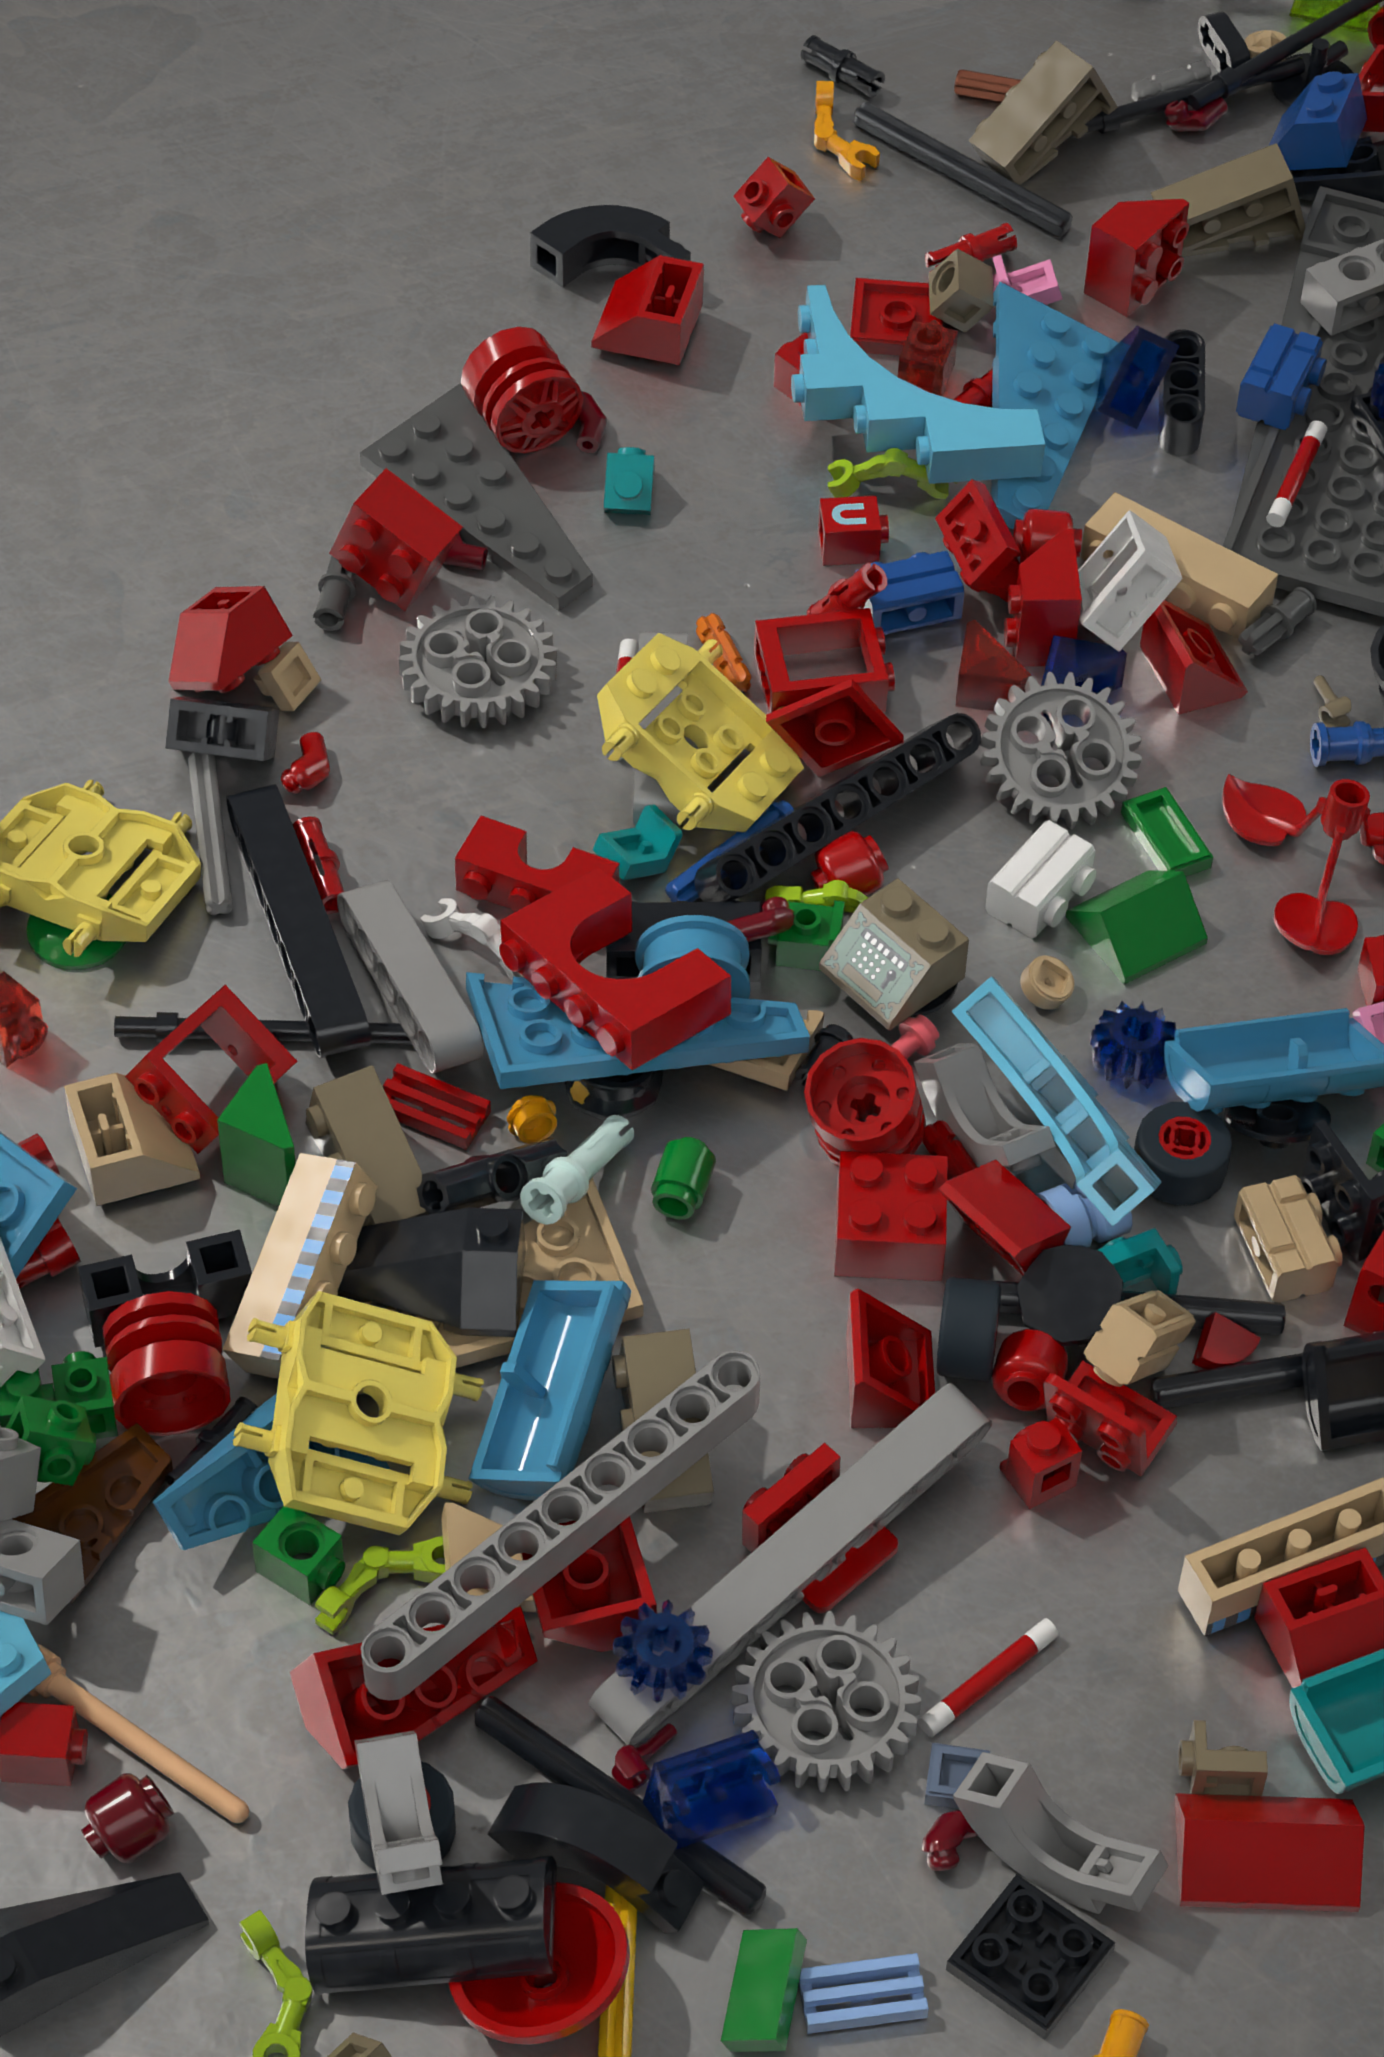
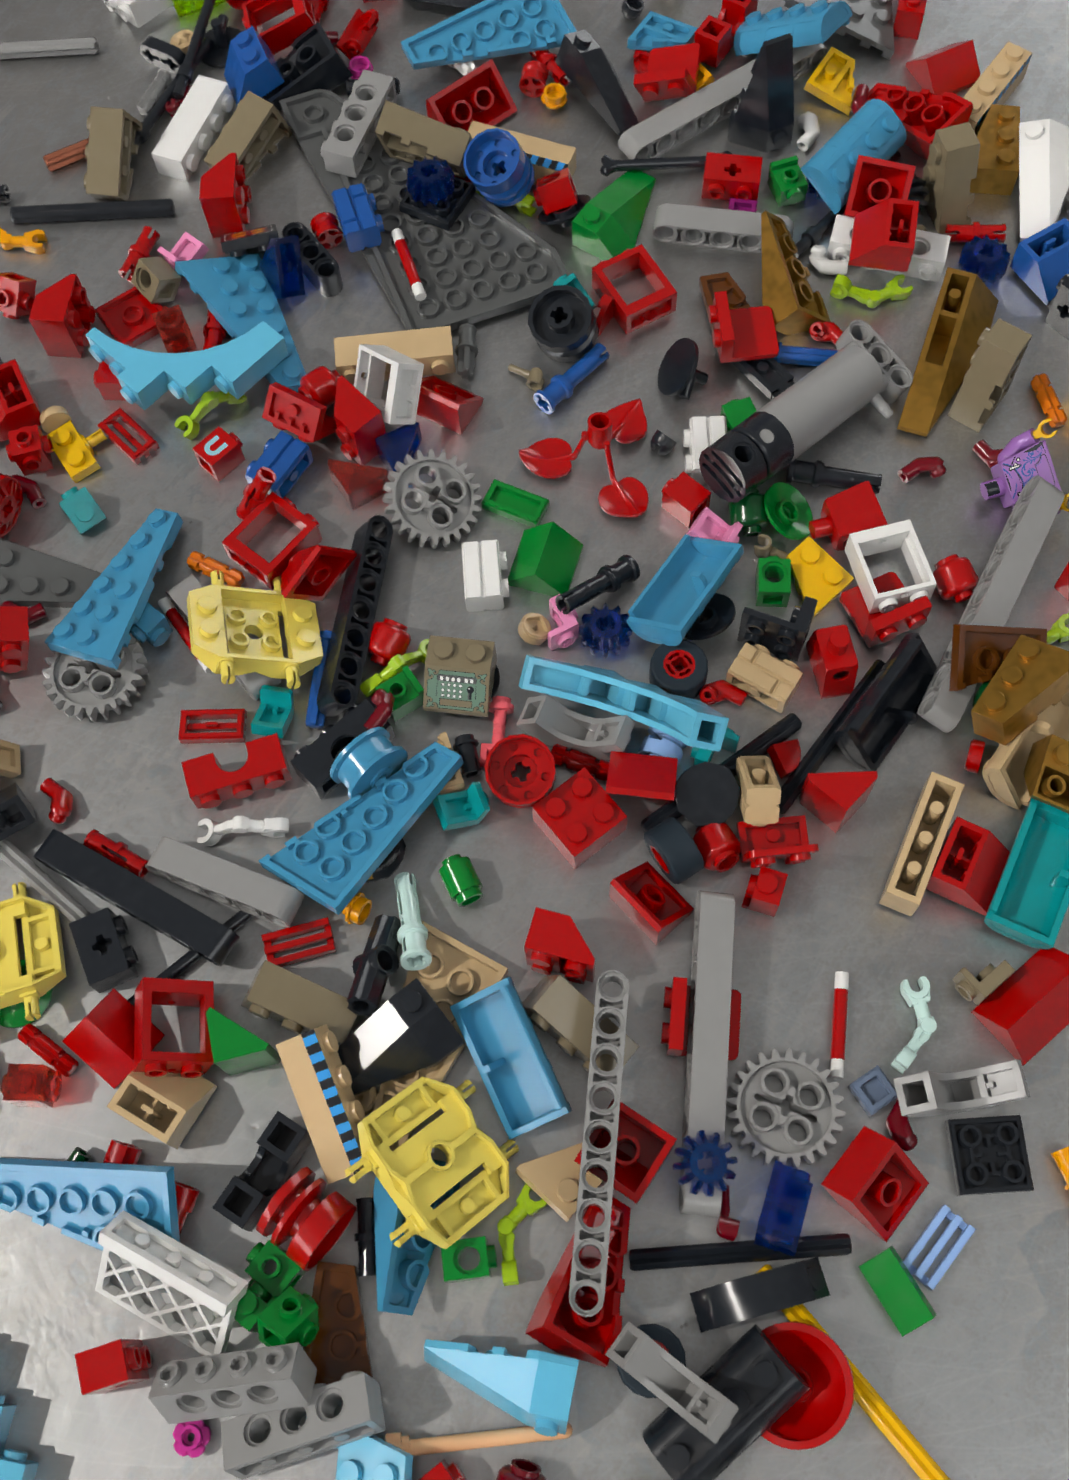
camera: 35 degrees left, 15 degrees up
(56, 1004) = (48, 1050): none -> red axle
(128, 1021) = (107, 1038): none -> red slope
(211, 945) = (92, 936): none -> black brick
(241, 1712) = (529, 1388): none -> medium azure wedge
(550, 819) = (212, 737): none -> red tile
(582, 593) = (116, 599): none -> dark azure wing
(584, 649) = (151, 627): none -> dark azure brick
(626, 1016) = (371, 824): red arch -> none
(631, 378) = (30, 449): none -> red brick
(685, 416) = (76, 451): none -> yellow plate
(691, 367) = (53, 418): none -> tan tile
(719, 1303) = (558, 947): none -> red slope
(759, 1104) = (462, 807): none -> teal bracket
(763, 467) = (142, 450): none -> red tile
(805, 250) = (63, 317): none -> red slope
(855, 1863) = (875, 1182): none -> red slope
(1081, 1011) = (567, 627): none -> bright pink bracket
(1095, 1762) = (926, 1023): none -> light aqua piece
(1106, 314) = (239, 242): none -> black tile
(1176, 149) = (193, 128): none -> white brick
(1191, 988) = (607, 580): none -> black pin
(1215, 1217) = (720, 691): none -> red arm
(1229, 370) = (326, 230): none -> red wheel
(1242, 1423) = (836, 795): none -> red slope

